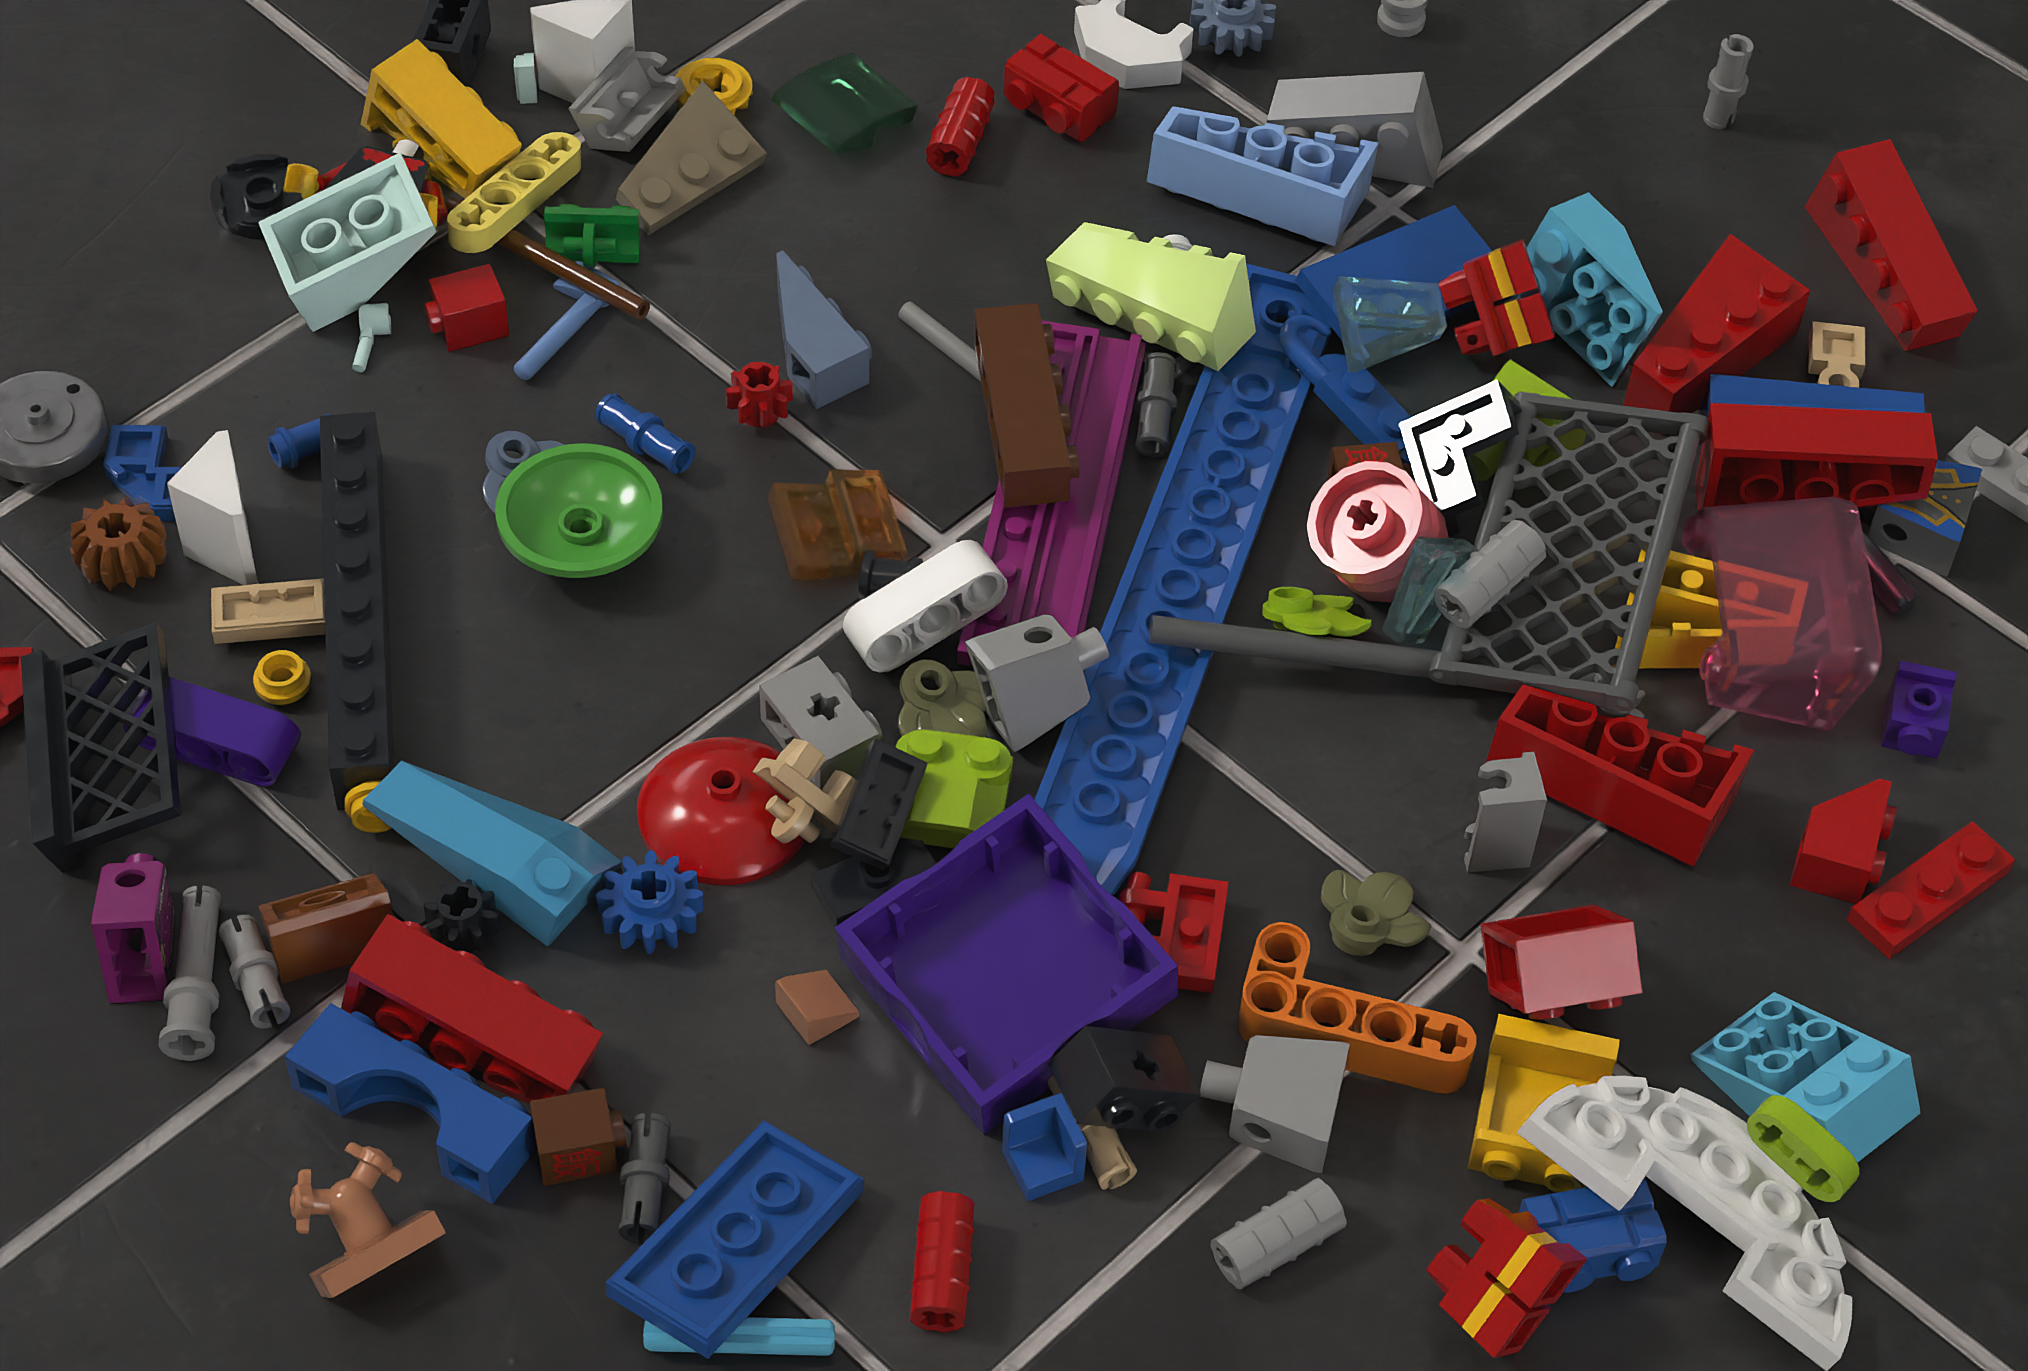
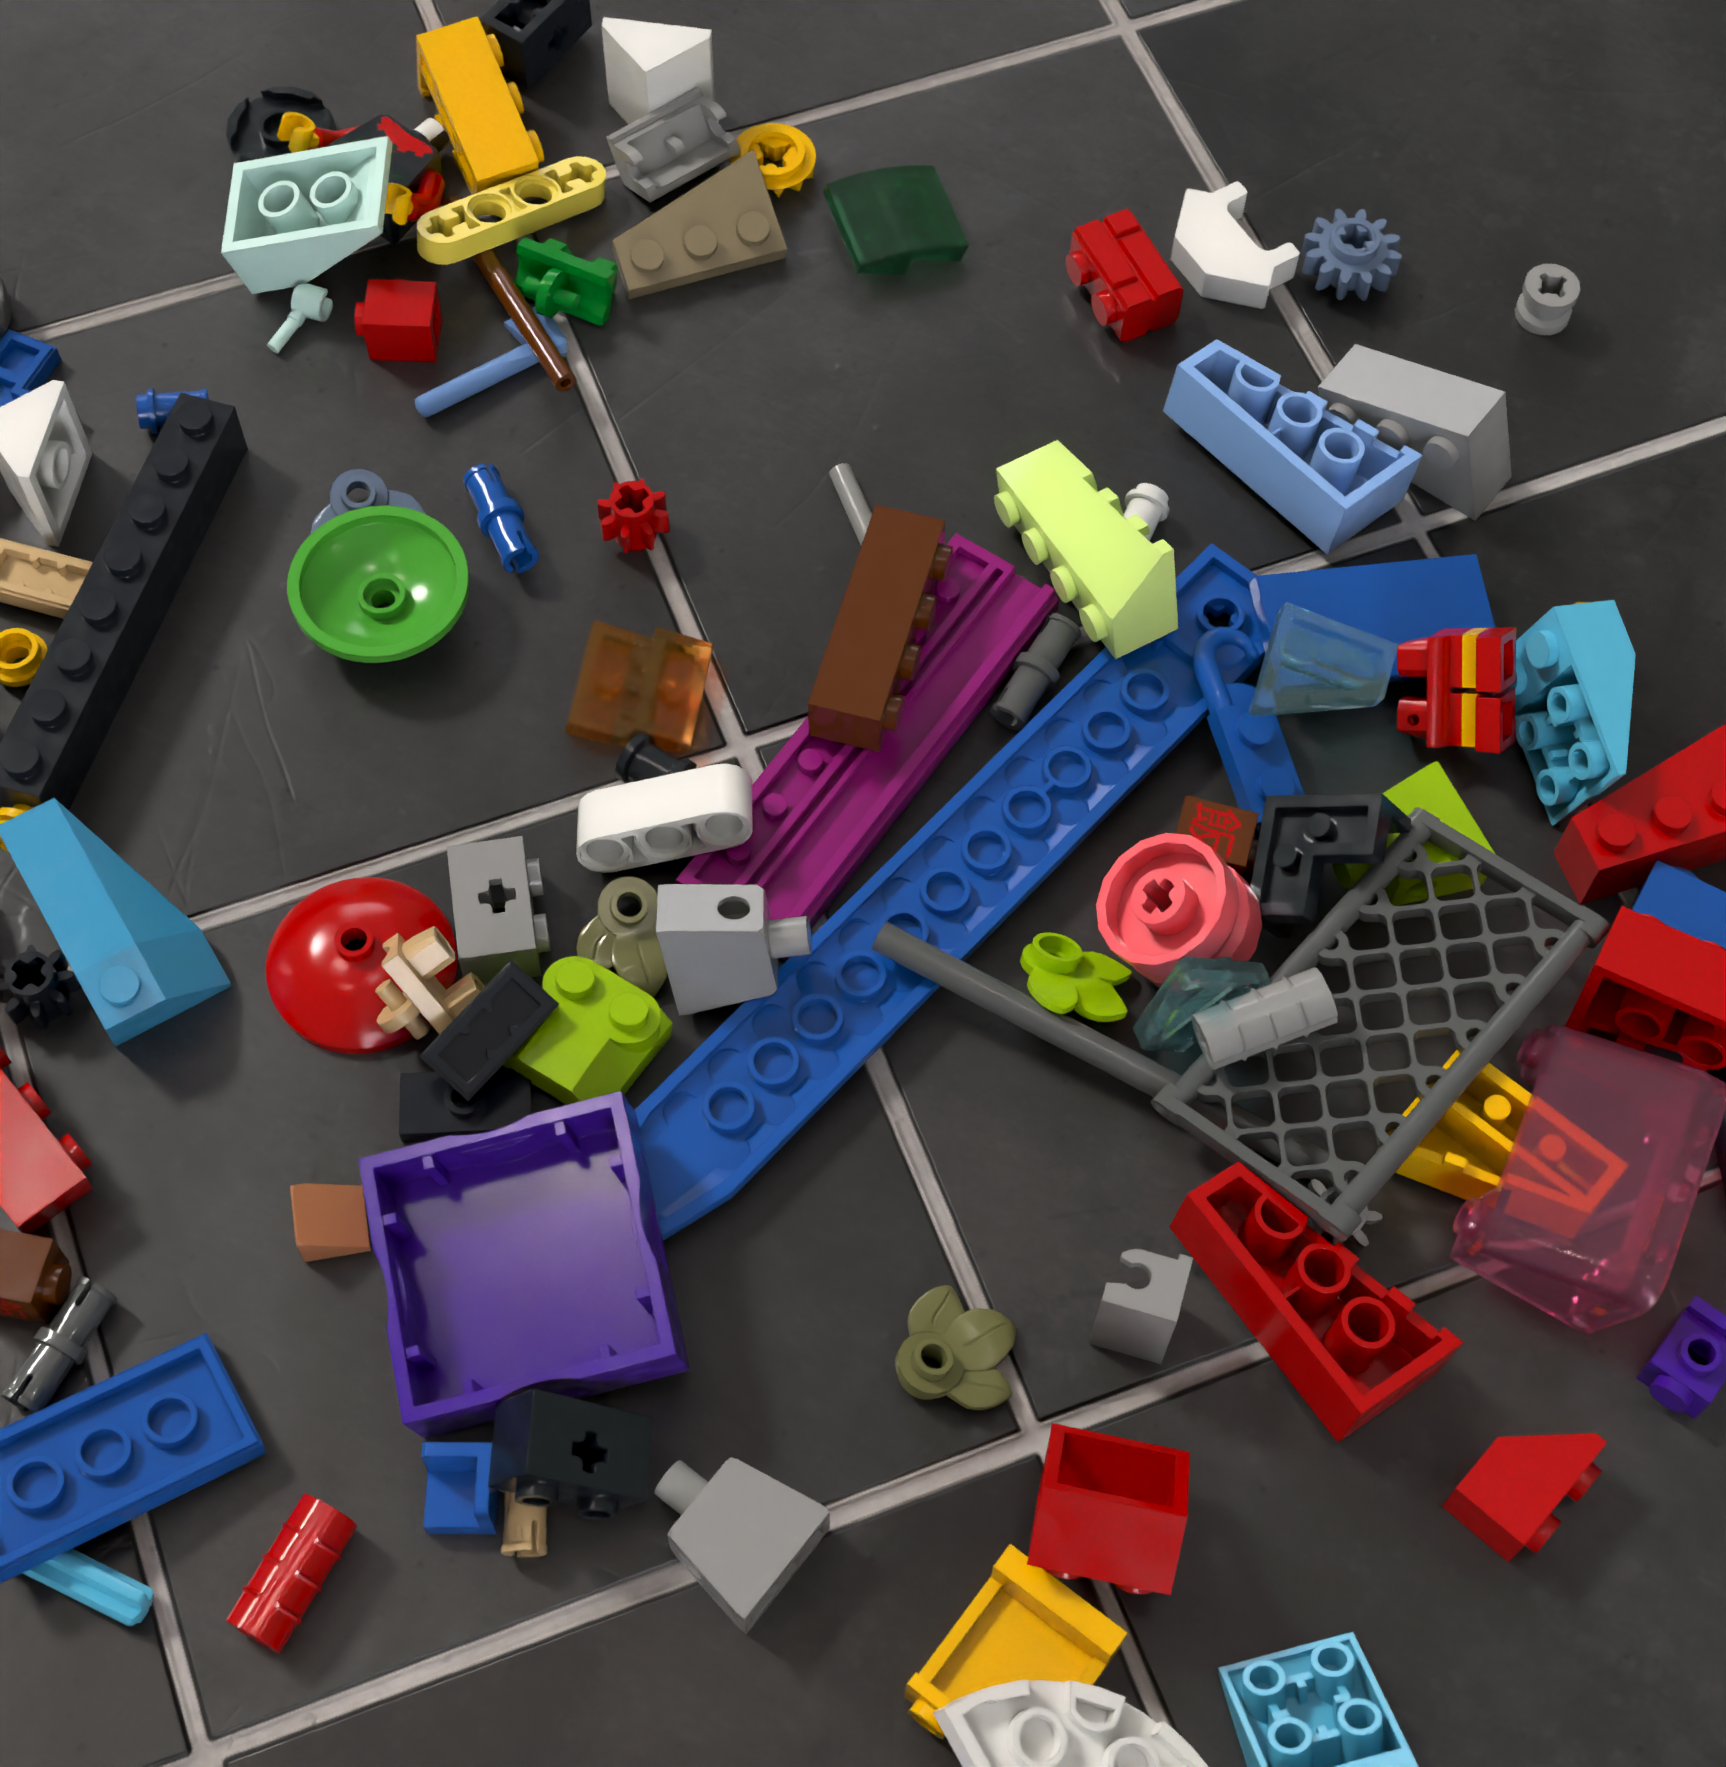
camera: 25 degrees right, 10 degrees up
(525, 78) = (592, 88): light aqua tile -> none
(650, 902) = (230, 1062): blue gear -> none
(820, 347) = (718, 473): sand blue slope -> none
(960, 126) = (998, 284): red axle -> none
(1190, 925) = (748, 1295): red plate -> none
(1278, 1233) = (649, 1694): light grey axle -> none
(1428, 1047) = (868, 1477): orange beam -> none
(1930, 890) = (1599, 1581): red plate -> none

